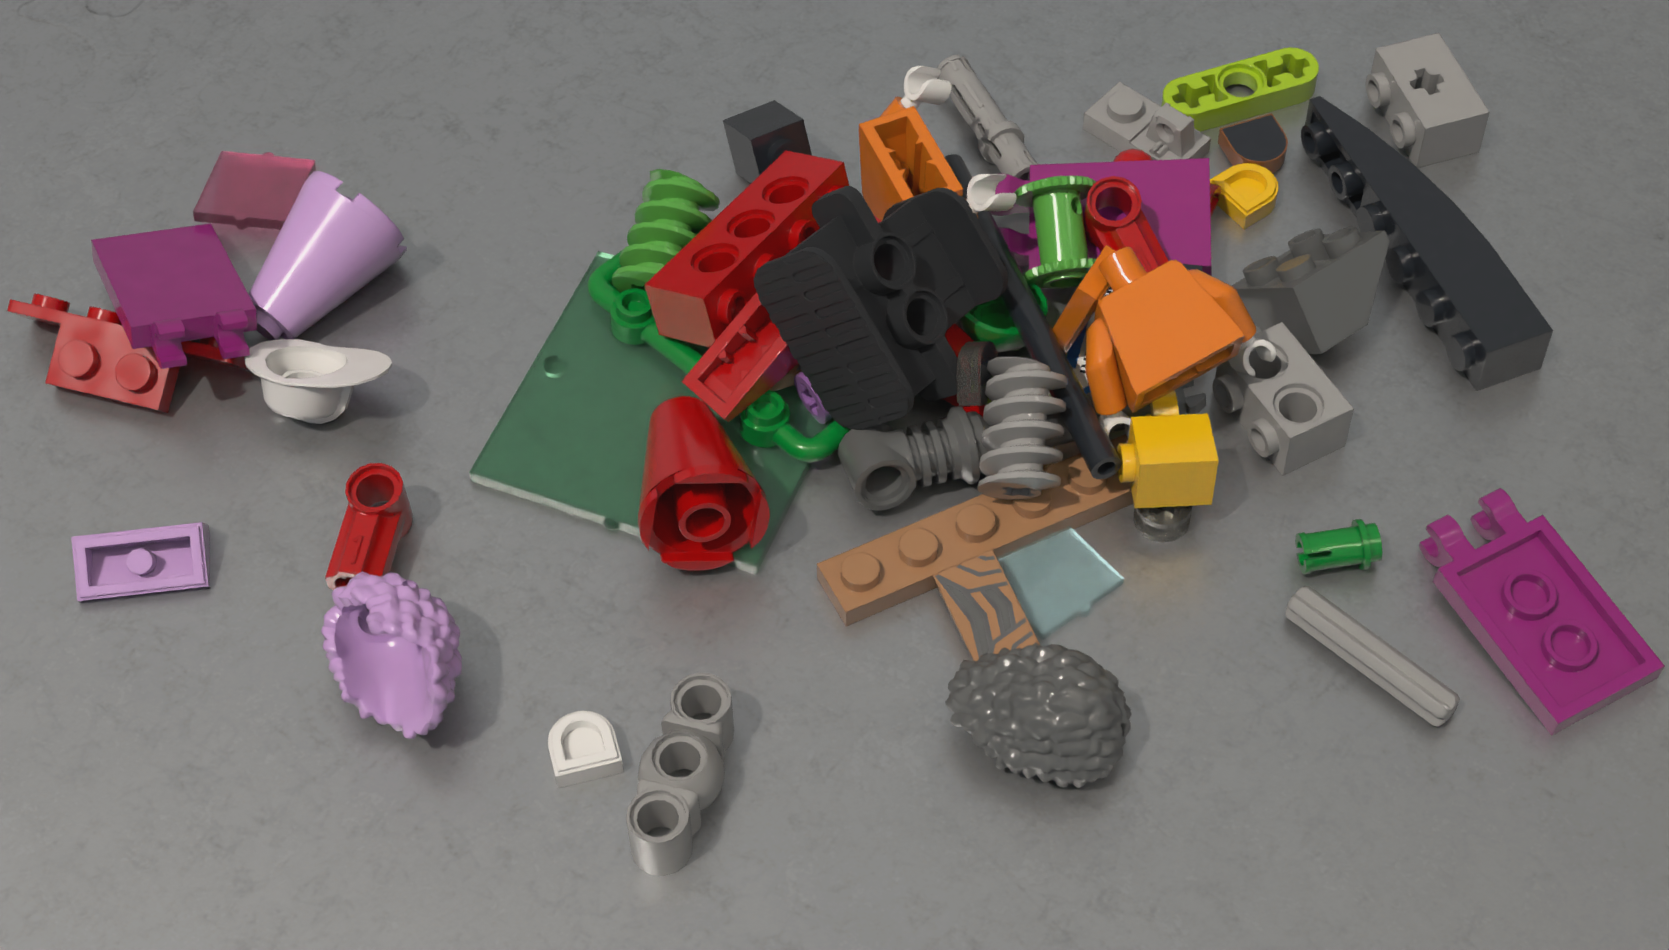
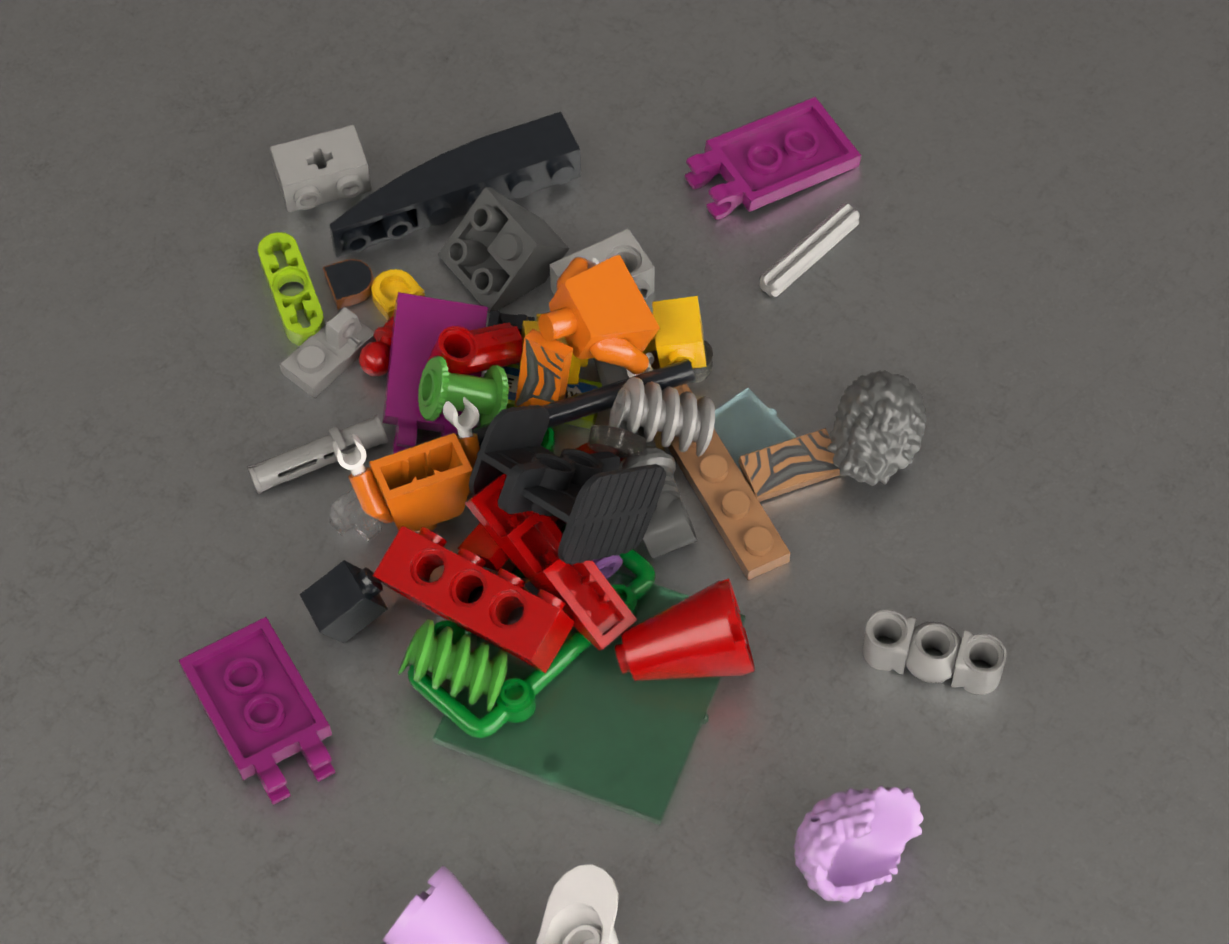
camera: 90 degrees left, 5 degrees up
(370, 533) = (736, 881): red piece -> none
(583, 748) = (907, 725): white tile -> none
(643, 95) = (259, 705): none -> magenta tile
(1339, 547) = (724, 249): green pin -> none

